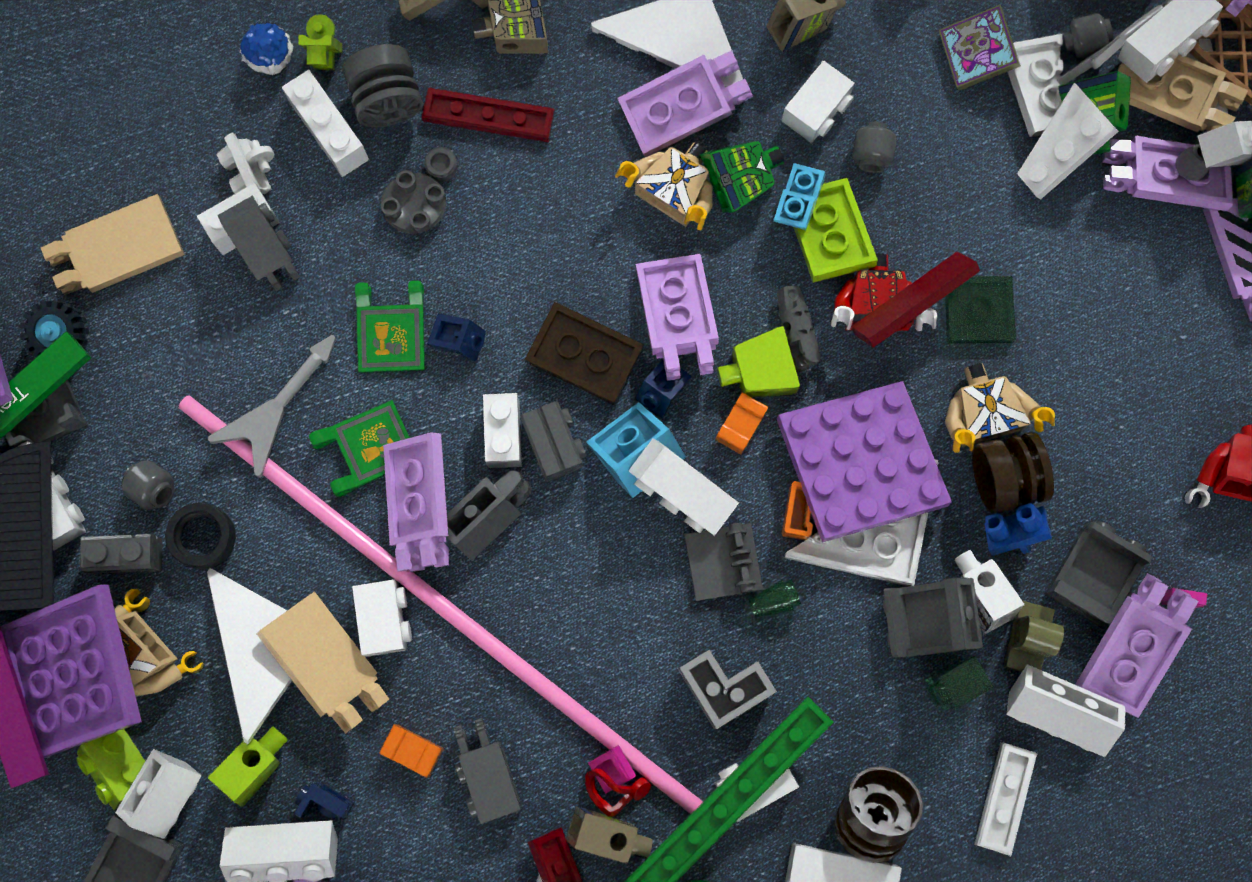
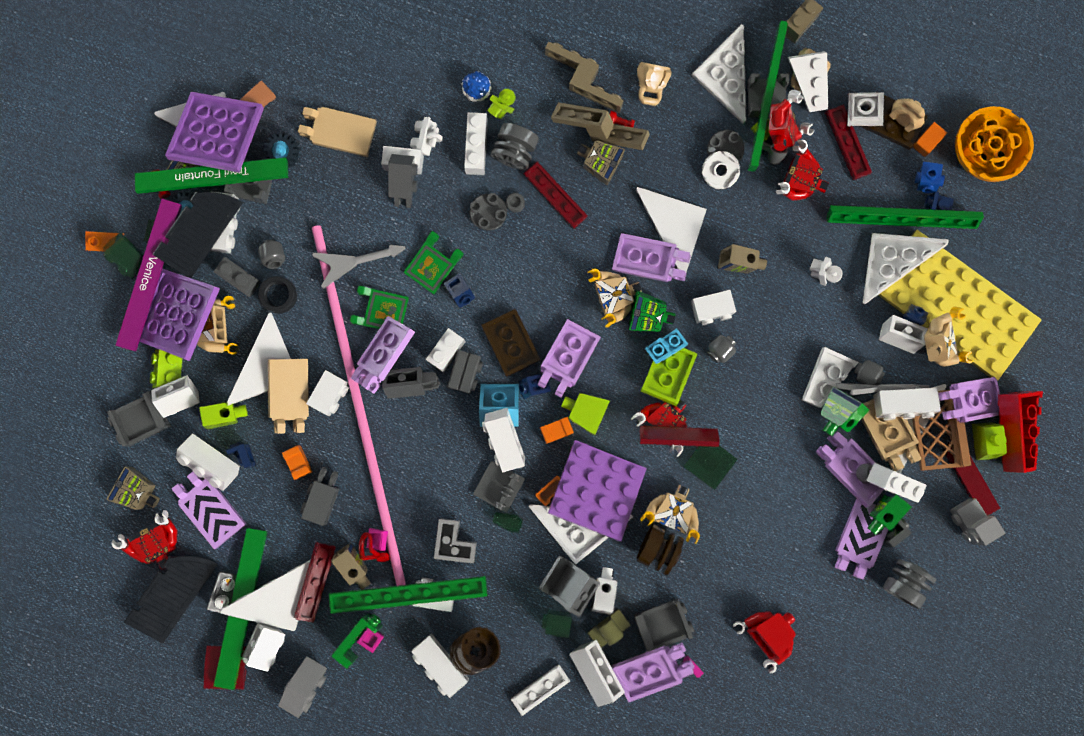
camera: 40 degrees right, 5 degrees up
(798, 327) = (618, 406): dark grey hinge -> none
(979, 47) = (811, 339): tile -> none
(1017, 530) = (641, 577): blue hips -> none
(1066, 143) = (813, 417): white wing -> none

